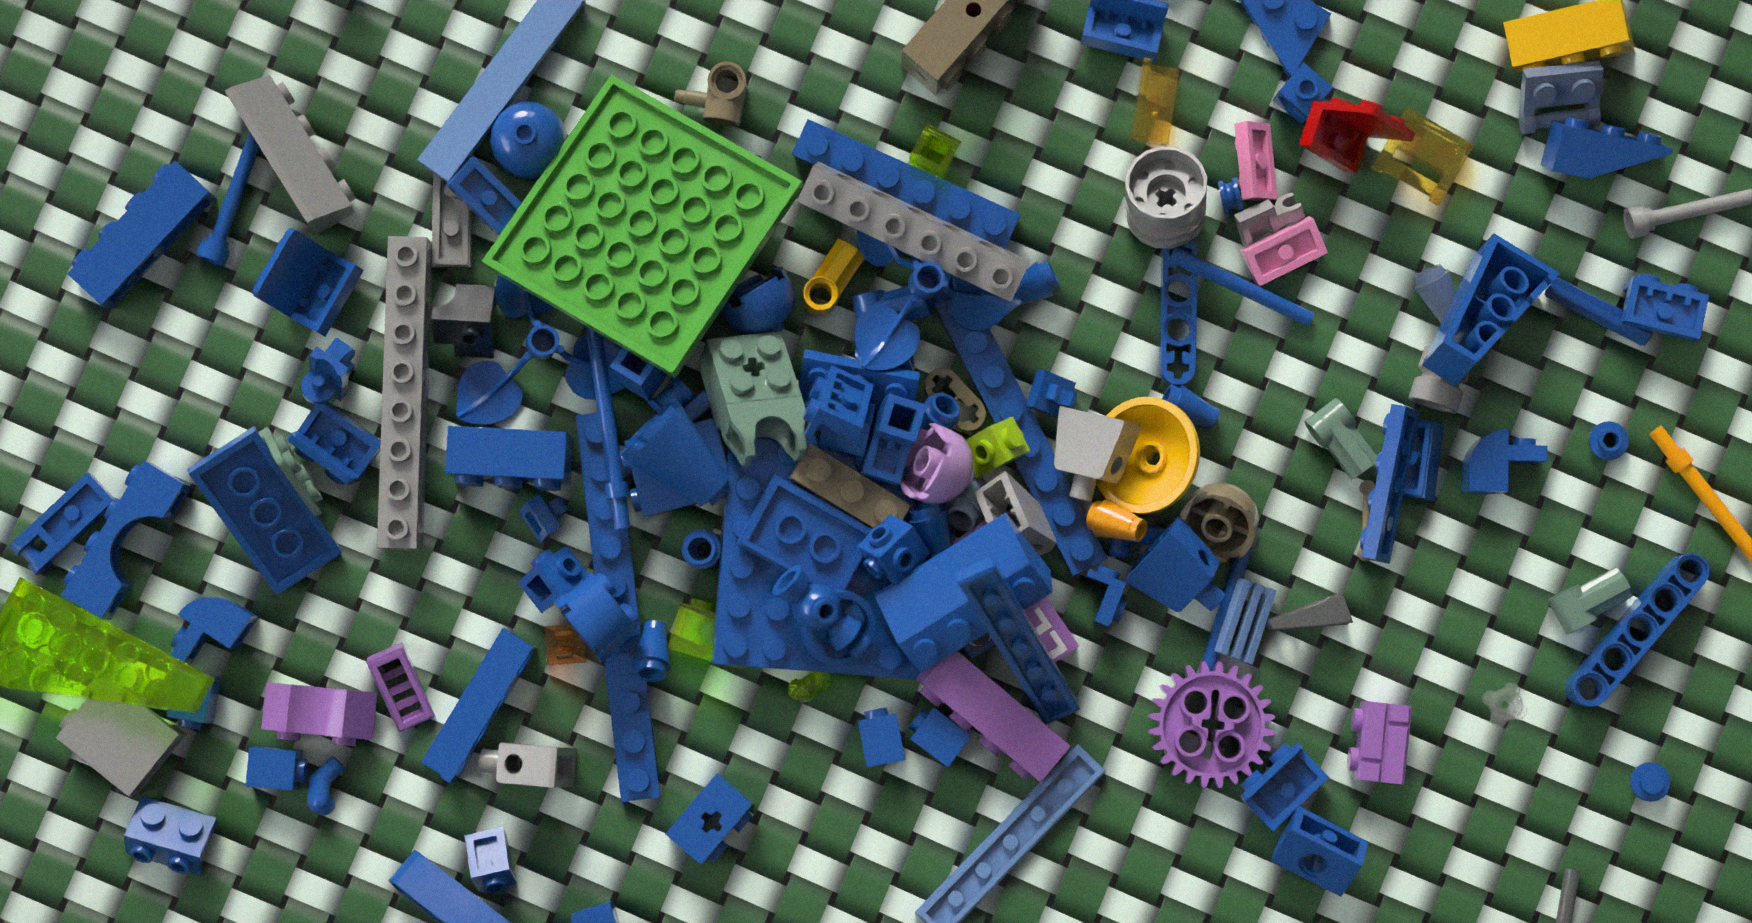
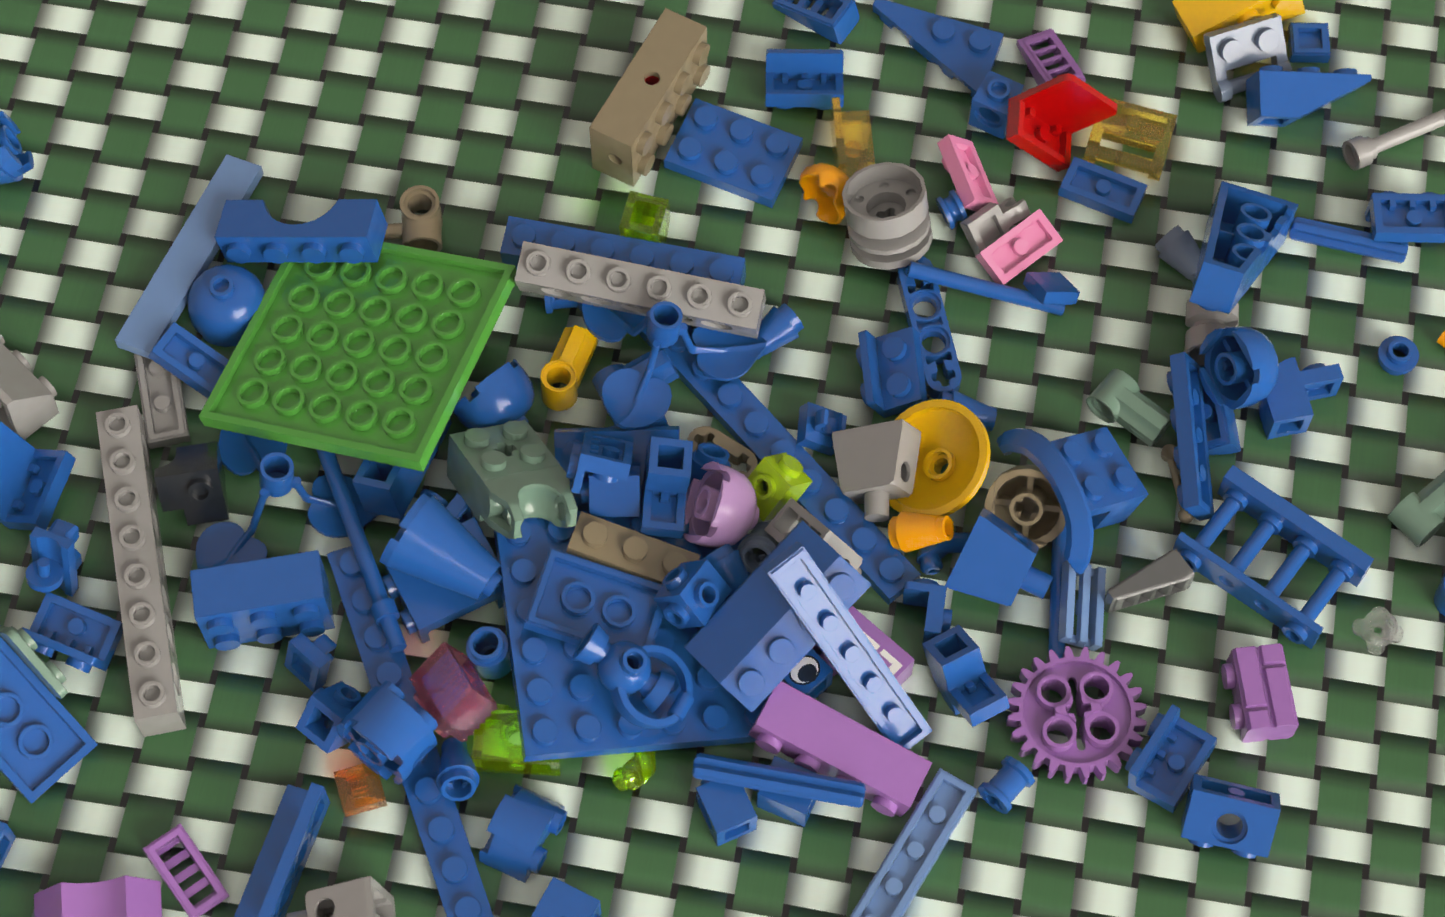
camera: 10 degrees left, 20 degrees down
(652, 103) = (346, 233): none -> blue arch
(661, 585) = (452, 693): none -> clear pink brick
(699, 717) = (520, 831): none -> blue cylinder
(931, 734) = (779, 780): none -> blue axle
(1038, 83) = (733, 153): none -> blue plate
(1120, 149) = (825, 186): none -> light orange hair
(1120, 671) = (962, 677): none -> blue brick
(1131, 352) = (891, 371): none -> blue bracket
(1132, 774) = (1006, 784): none -> blue bush
(1277, 511) = (1088, 478): none -> blue piece
(1302, 301) = (1051, 288): none -> blue tile
(1373, 86) = (1061, 56): none -> medium lavender slope
(1380, 206) = (1102, 190): none -> blue plate
(1451, 434) = (1238, 366): none -> blue cylinder
(1467, 609) = (1274, 517): none -> blue fence
(1627, 88) = (1308, 42): none -> blue tile

